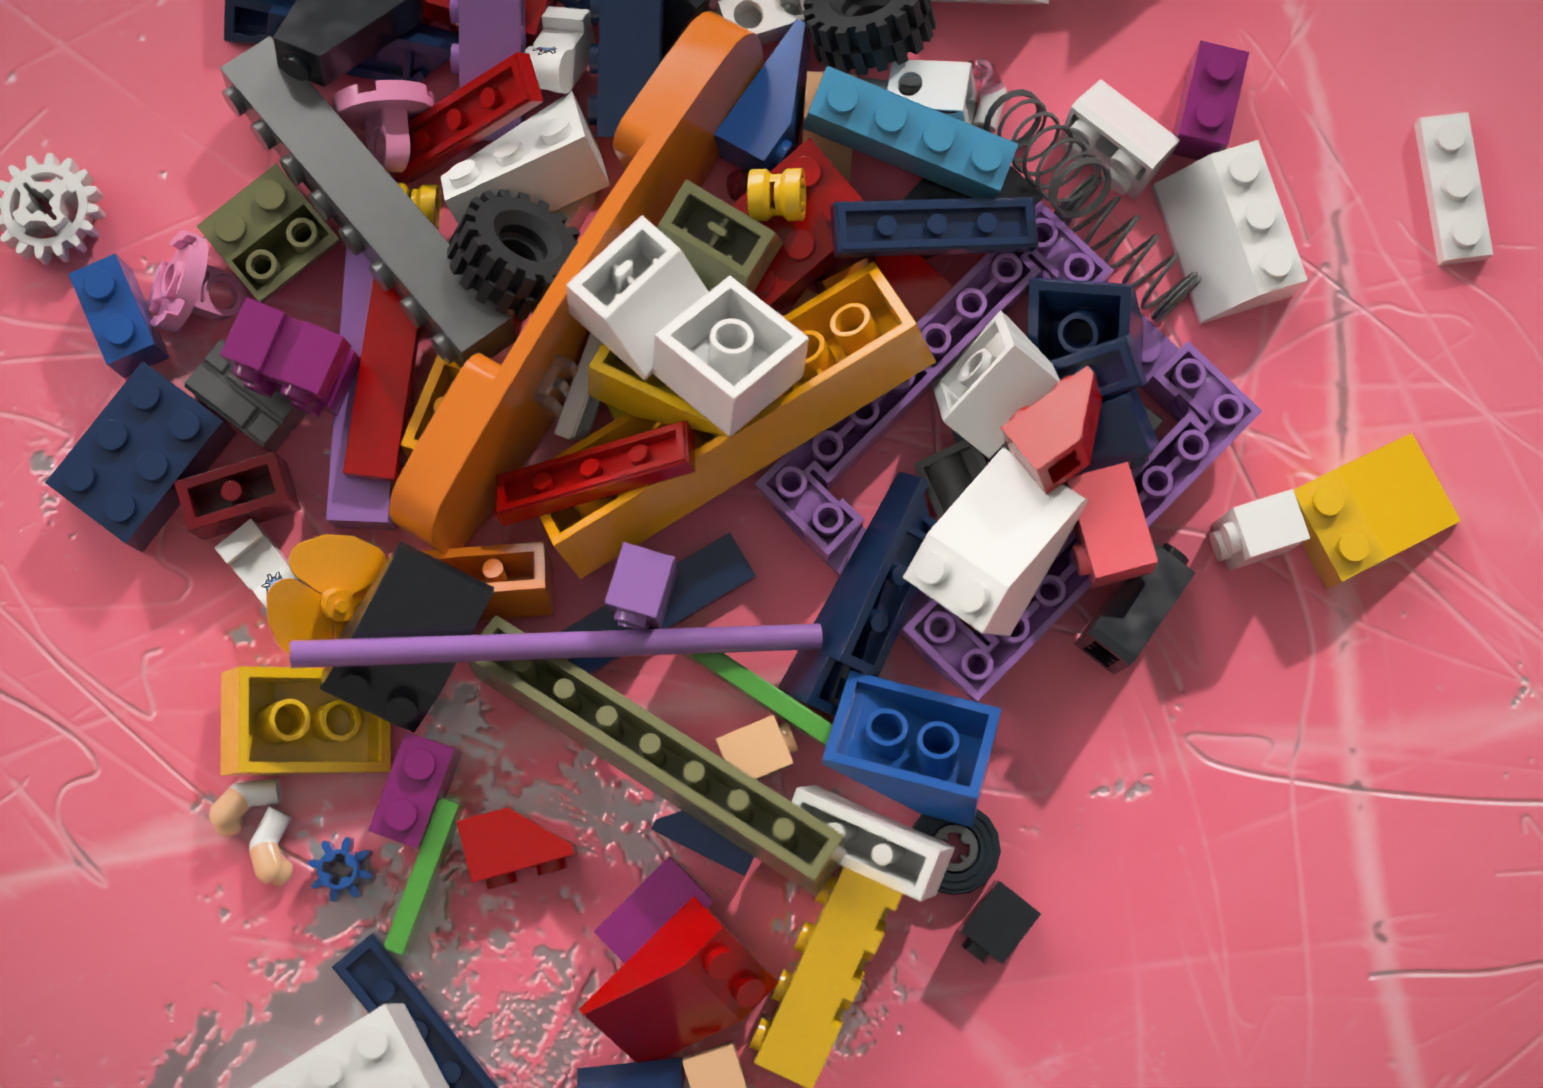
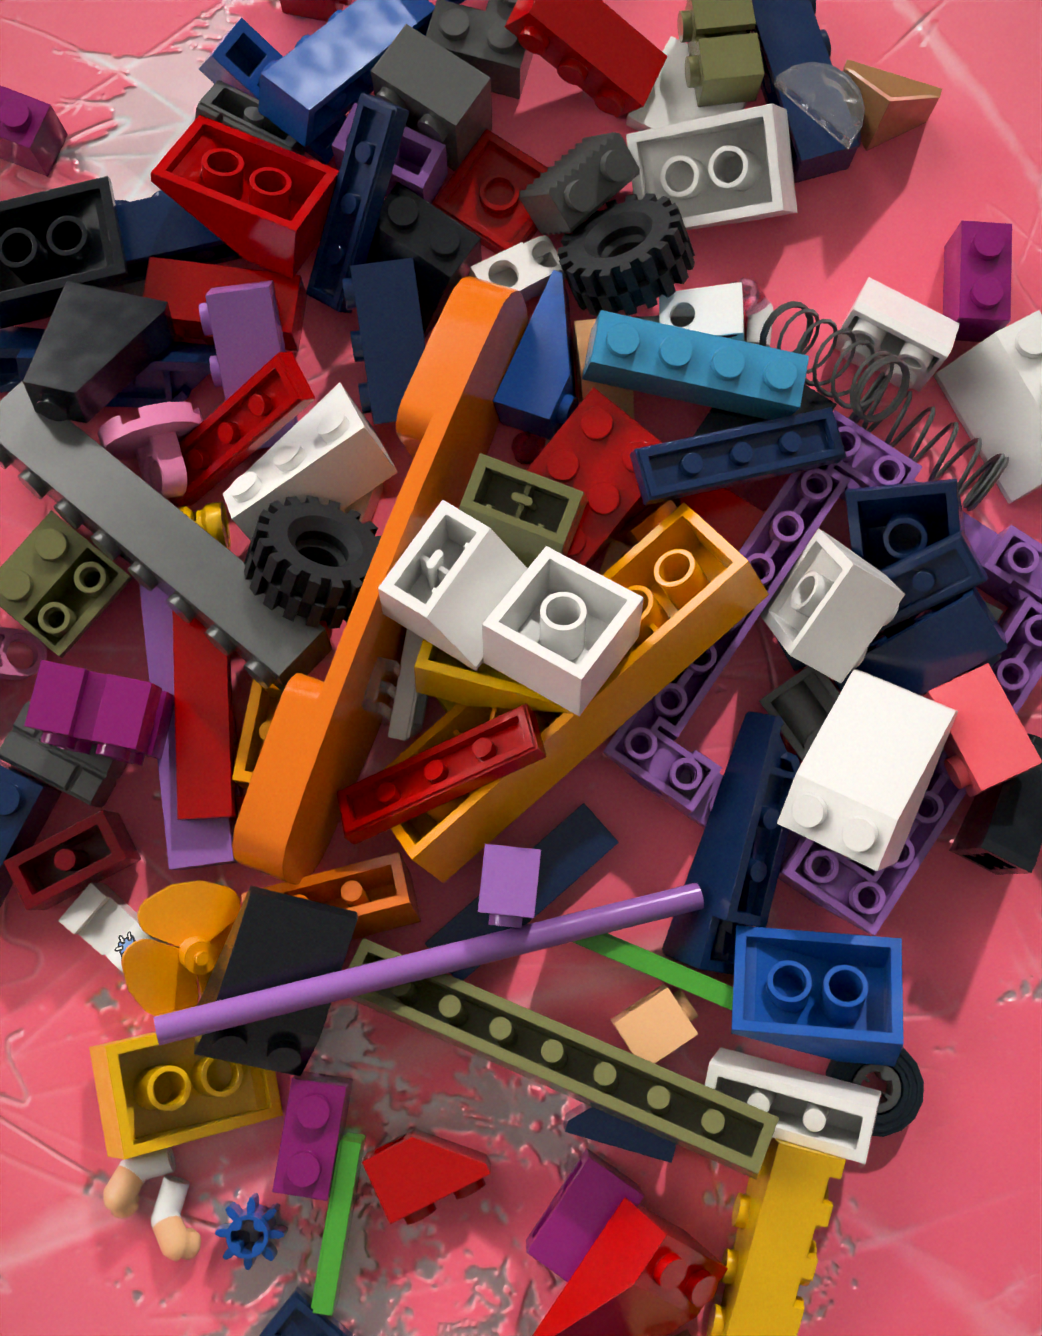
camera: 10 degrees left, 0 degrees up
(562, 48) = (322, 341): white leg -> none
(786, 194) = (586, 451): yellow wheel -> none
(997, 924) = (935, 1159): black brick -> none
(1058, 431) = (912, 647): slope -> none

